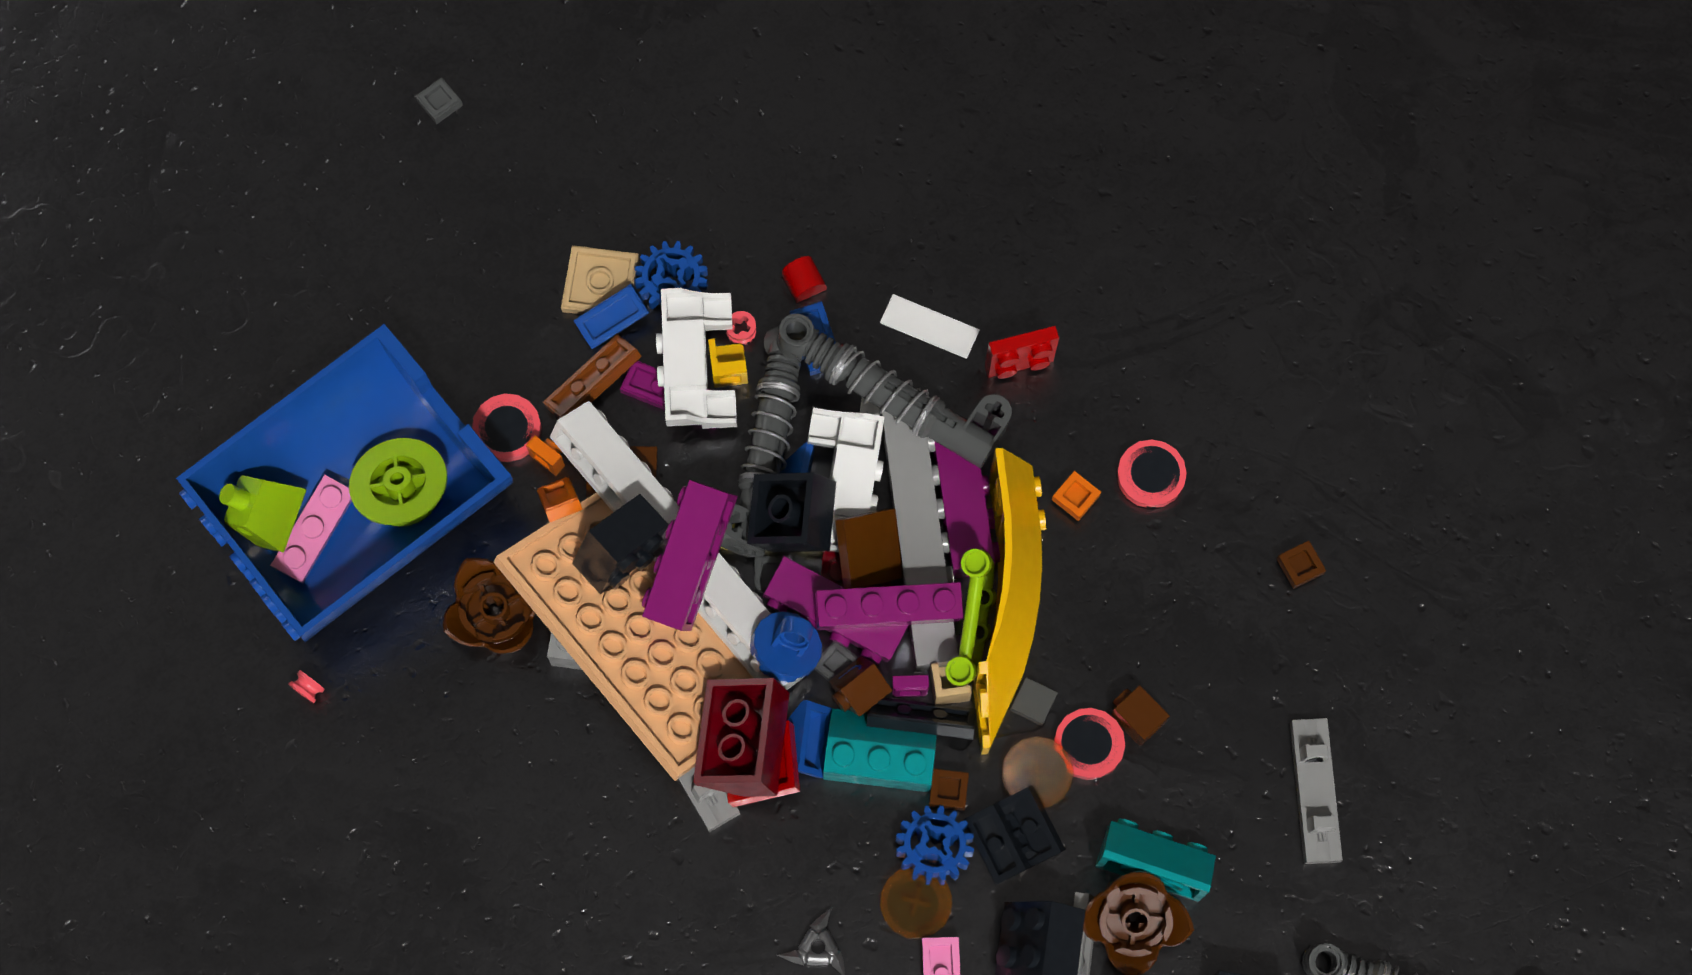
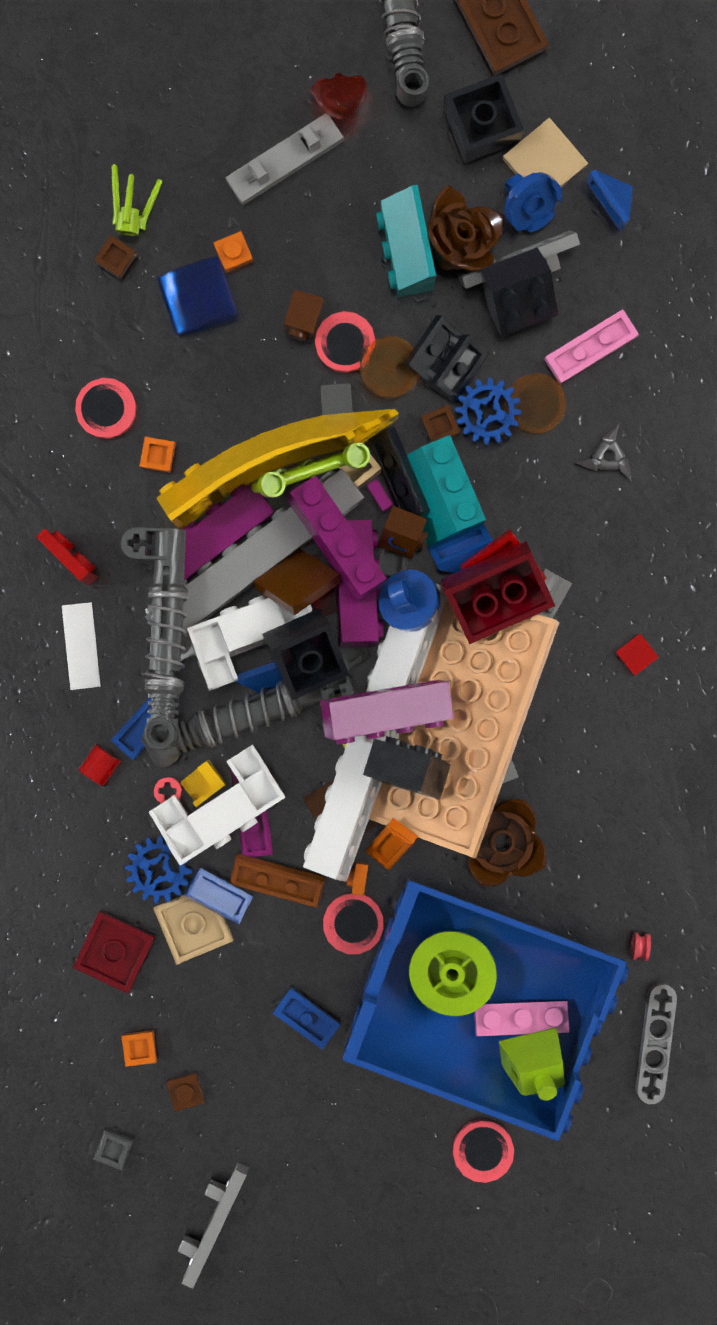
camera: 115 degrees left, 15 degrees up
(202, 651) = (660, 1043): none -> light grey beam
(210, 422) = (483, 1150): none -> tile
(331, 170) = (200, 1250): none -> light grey hinge
(445, 334) = (306, 1018): none -> blue plate
(449, 191) = (185, 1091): none -> reddish brown plate
(515, 171) = (139, 1048): none -> orange plate
(597, 855) = (636, 654): none -> red tile
(619, 196) = (114, 952): none -> dark red plate
(1218, 622) = (197, 295): none -> clear blue slope
(1244, 684) = (233, 252): none -> orange plate
(1334, 596) = (128, 220): none -> lime plant
(1352, 880) = (340, 95): none -> clear red hair

